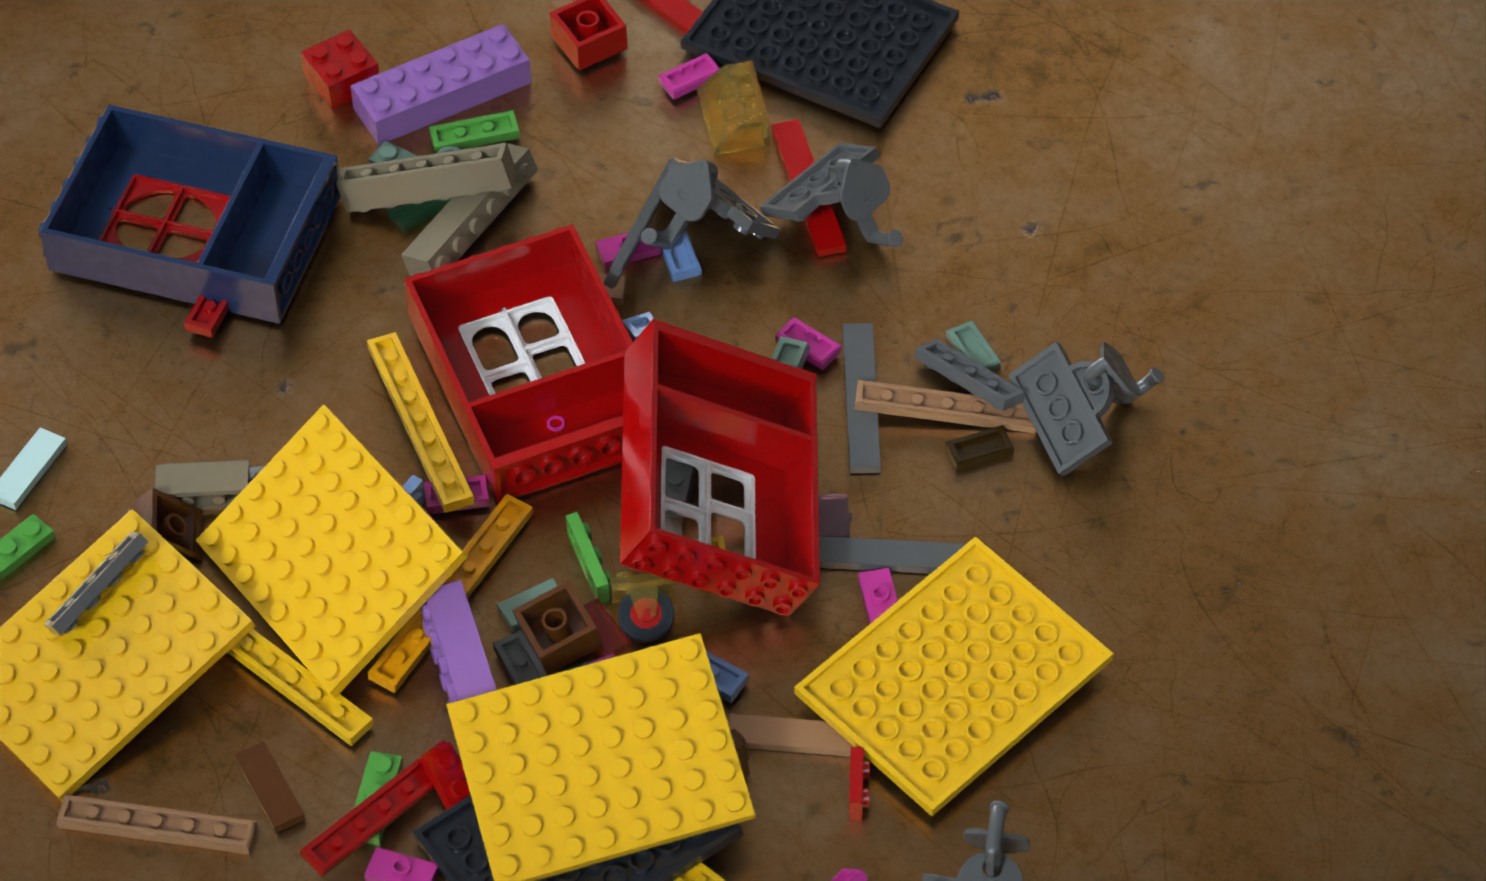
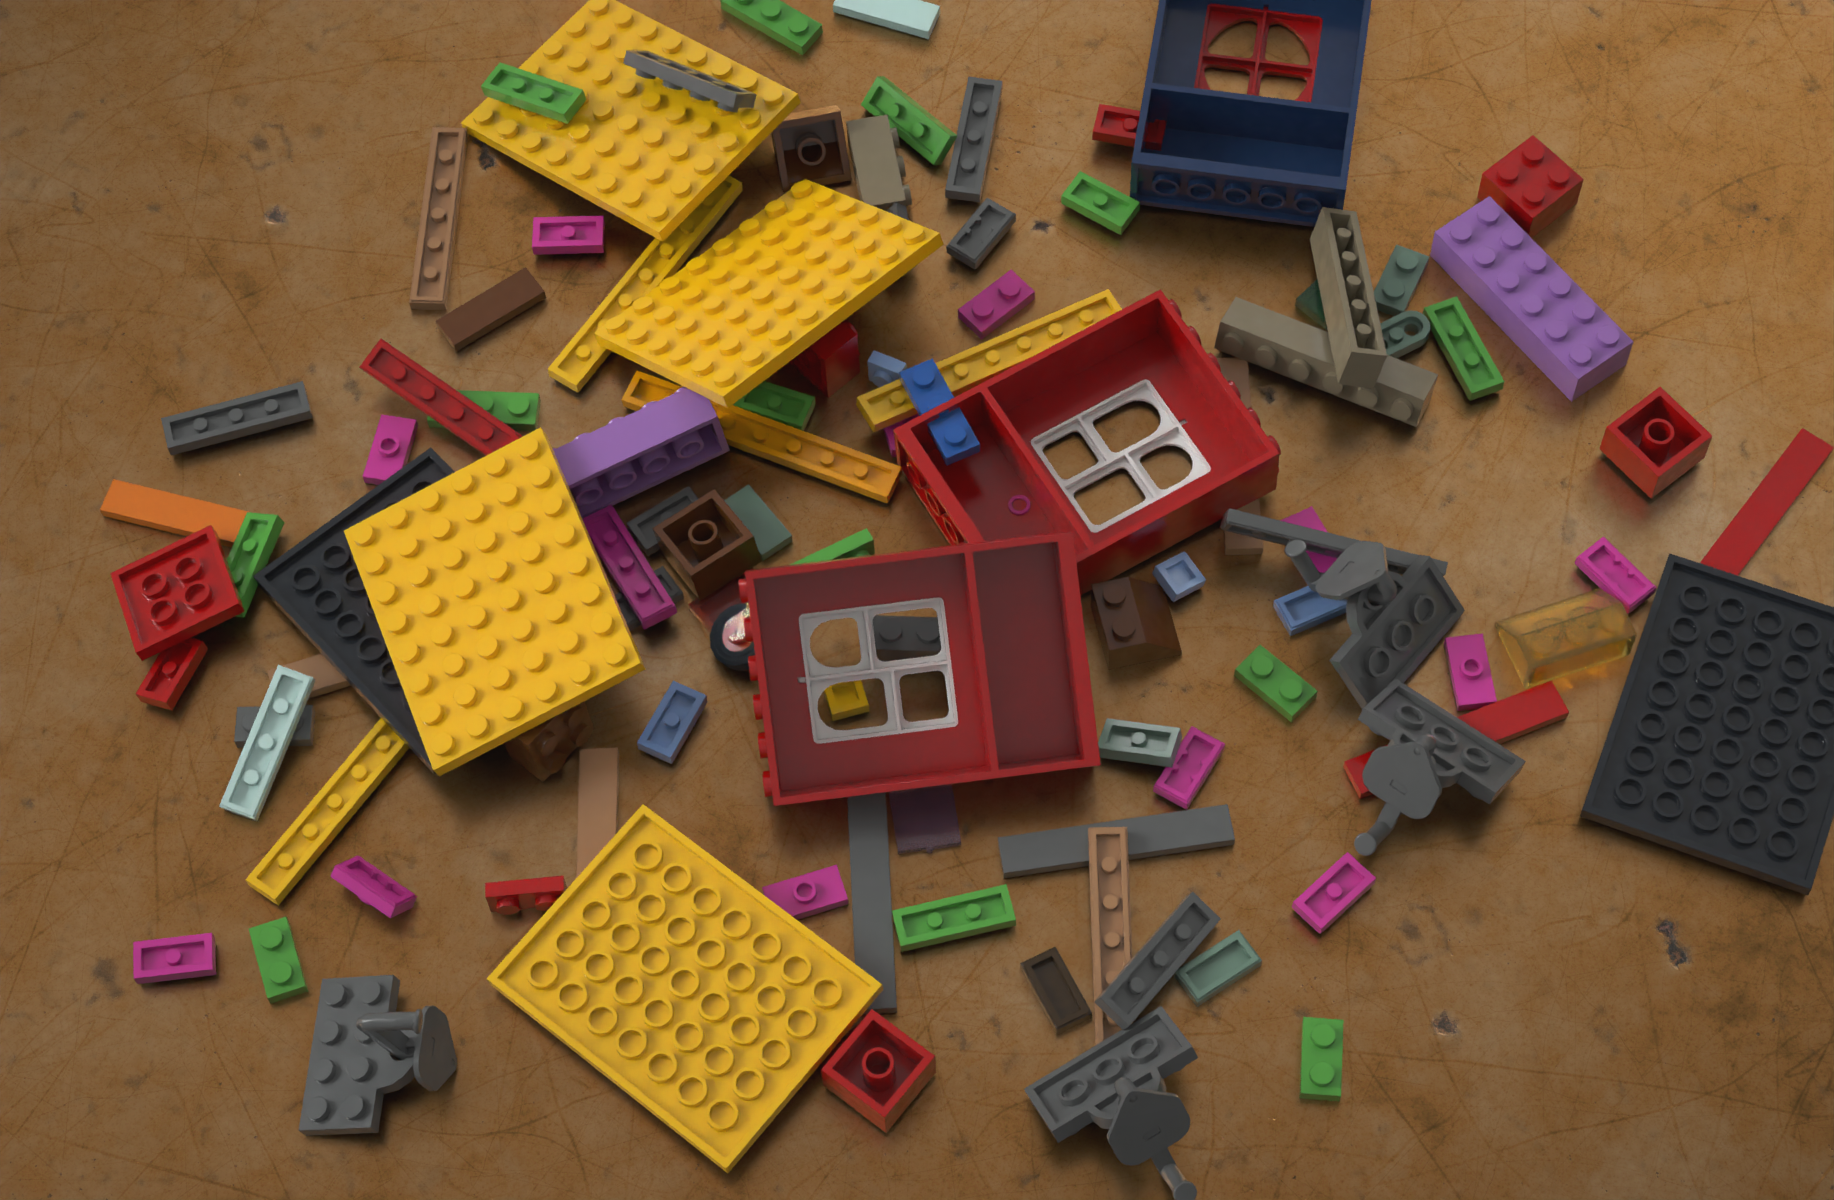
camera: 85 degrees right, 10 degrees up
(59, 719) = (533, 92): none -> bright green plate
(140, 467) = (912, 121): none -> bright green plate
(188, 417) = (974, 139): none -> dark grey plate
(207, 719) = (568, 235): none -> dark pink plate
(277, 339) = (1100, 202): none -> bright green plate
(280, 418) = (981, 233): none -> dark grey plate
(358, 420) = (996, 304): none -> dark pink plate
(466, 448) = (951, 430): none -> blue plate
(742, 285) = (1275, 683): none -> bright green plate
(754, 171) = (1469, 671): none -> dark pink plate
(914, 501) = (954, 917): none -> bright green plate
(924, 271) = (1333, 893): none -> dark pink plate
(1042, 550) = (878, 1070): none -> red brick
(1051, 298) = (1321, 1059): none -> bright green plate

